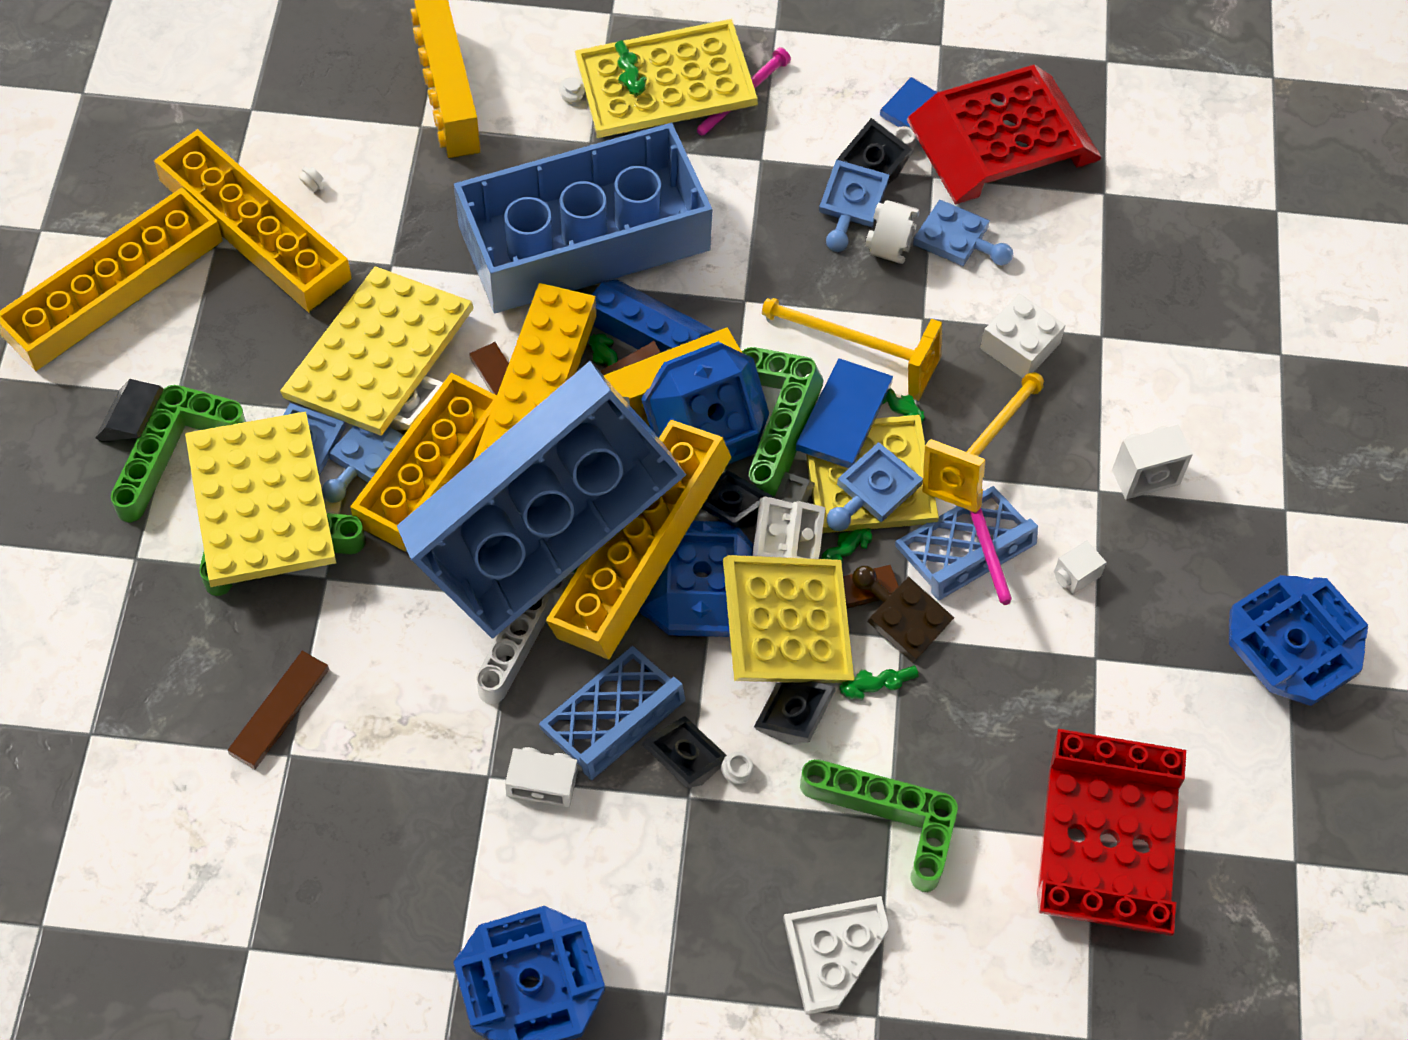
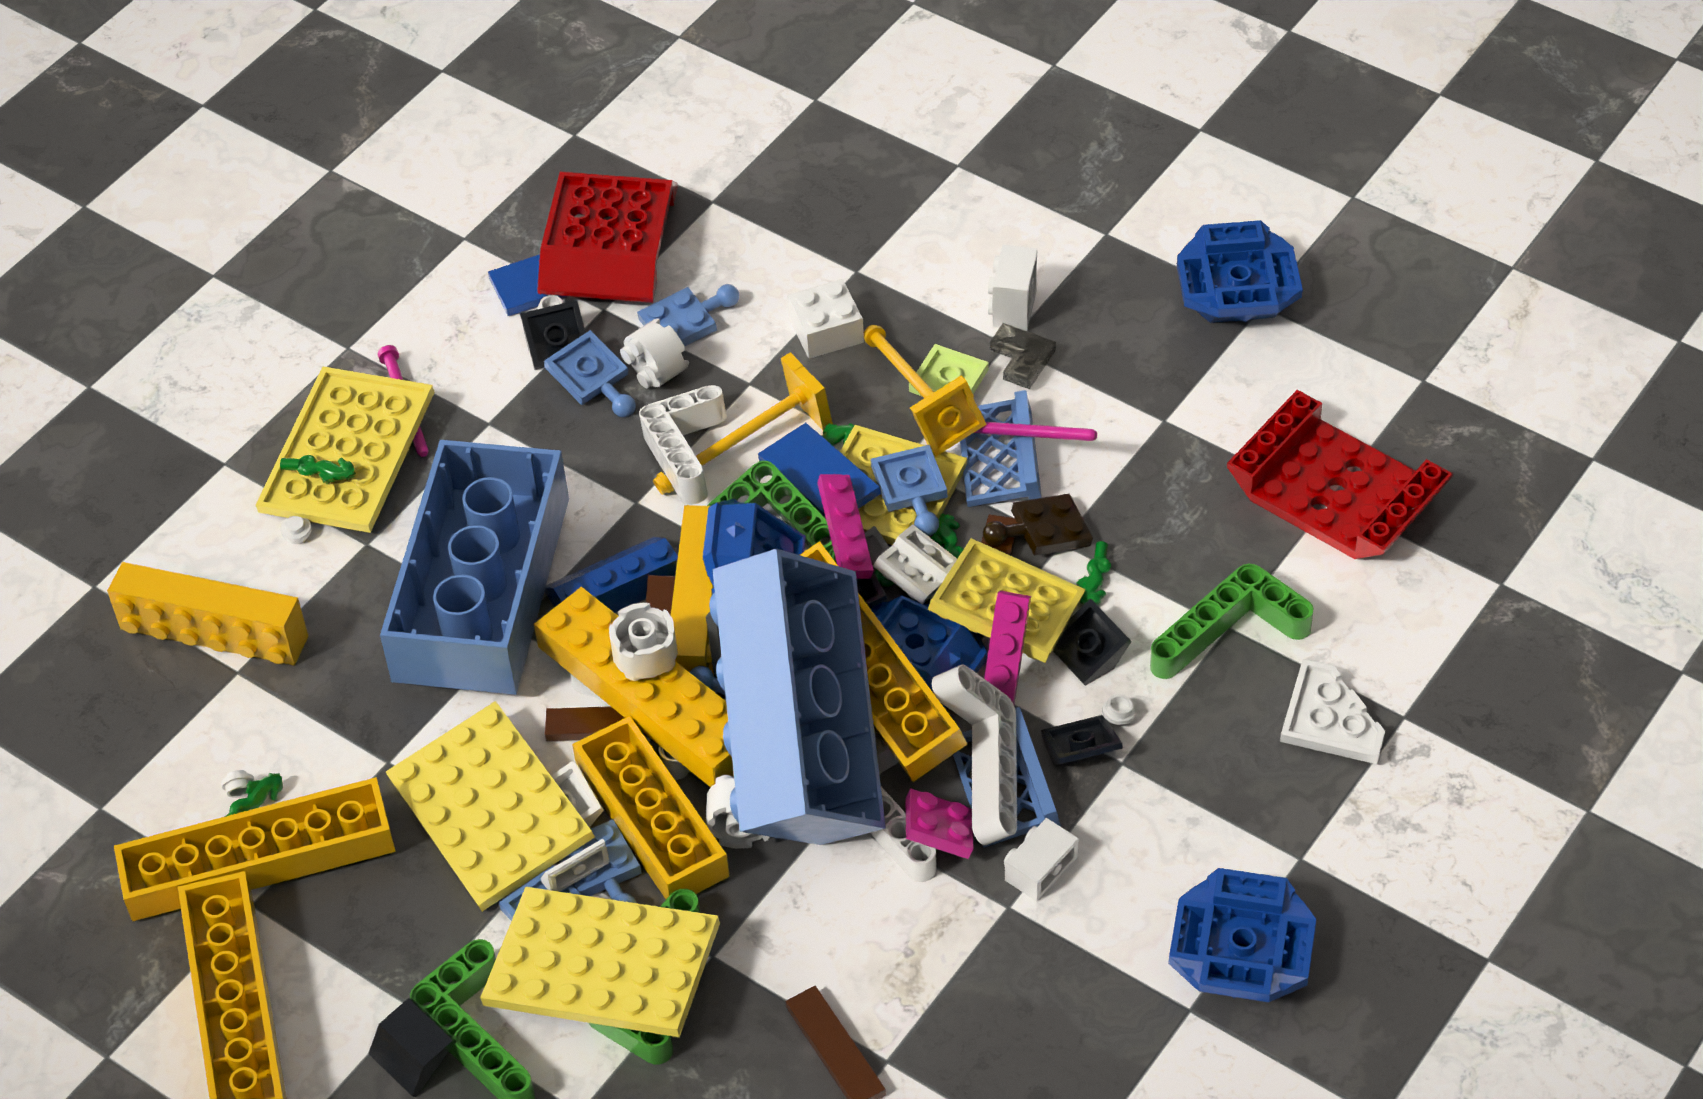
camera: 55 degrees left, 10 degrees down
(309, 195) = (257, 793): none -> green animal
(341, 437) = (576, 867): none -> white slope
(527, 679) = (939, 823): none -> dark pink plate
(545, 360) = (643, 641): none -> white brick
(613, 680) = (992, 749): none -> white beam
(718, 643) = (1007, 642): none -> dark pink plate
(788, 456) = (845, 524): none -> dark pink plate
(820, 275) = (663, 431): none -> white beam
(1024, 461) = (946, 365): none -> yellowish green plate
(1079, 567) = (1077, 386): white brick -> none
(1094, 512) = (1028, 354): none -> clear smoke plate

